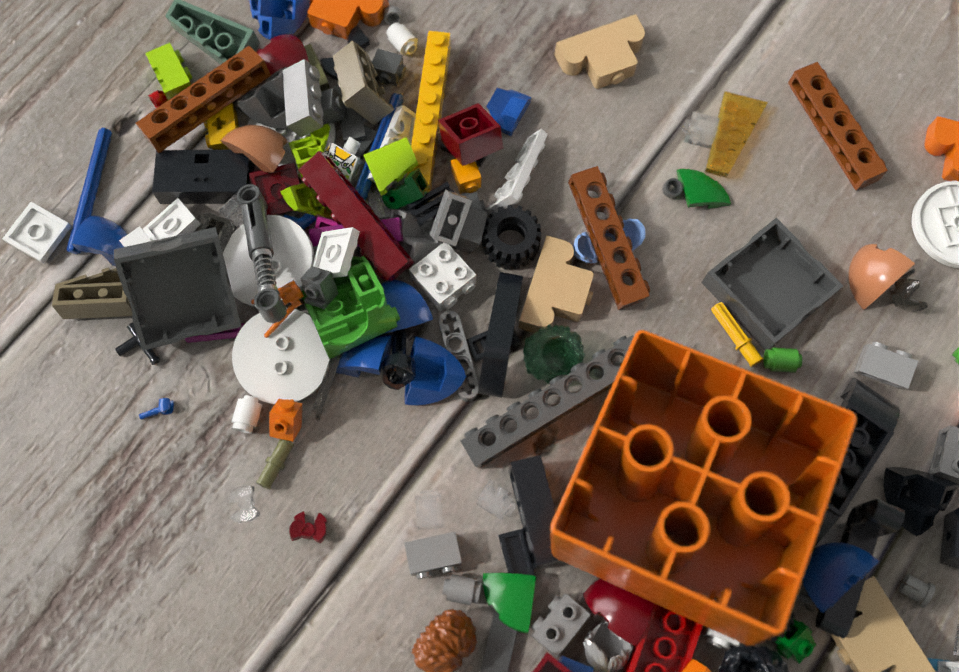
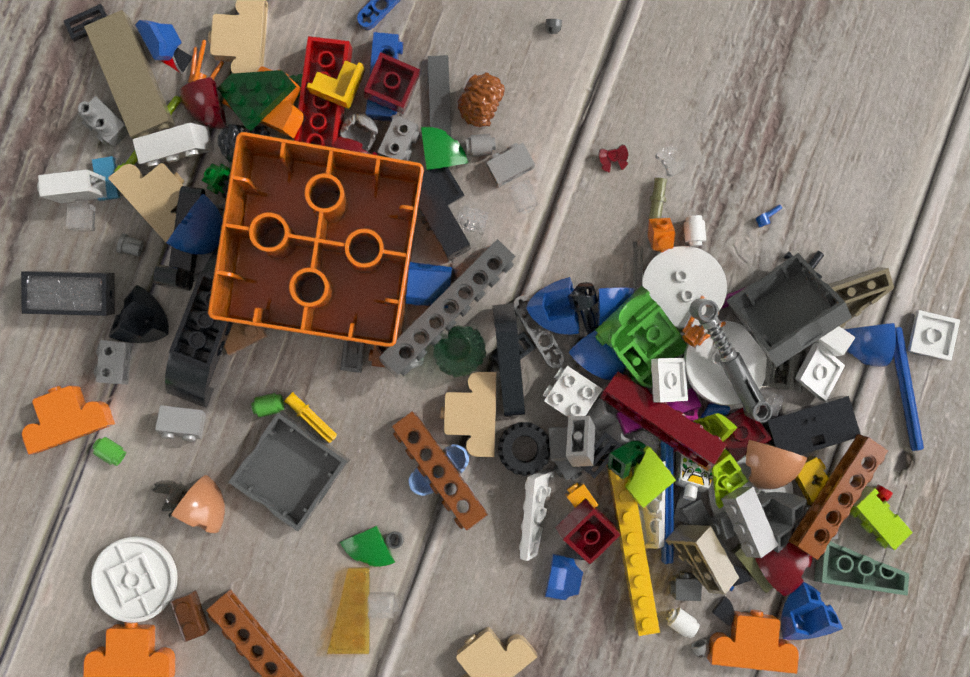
camera: 170 degrees right, 15 degrees up
(319, 287) = (671, 346): dark grey brick -> none
(565, 441) = (427, 283): none -> blue slope
(904, 172) = (190, 616): none -> reddish brown brick

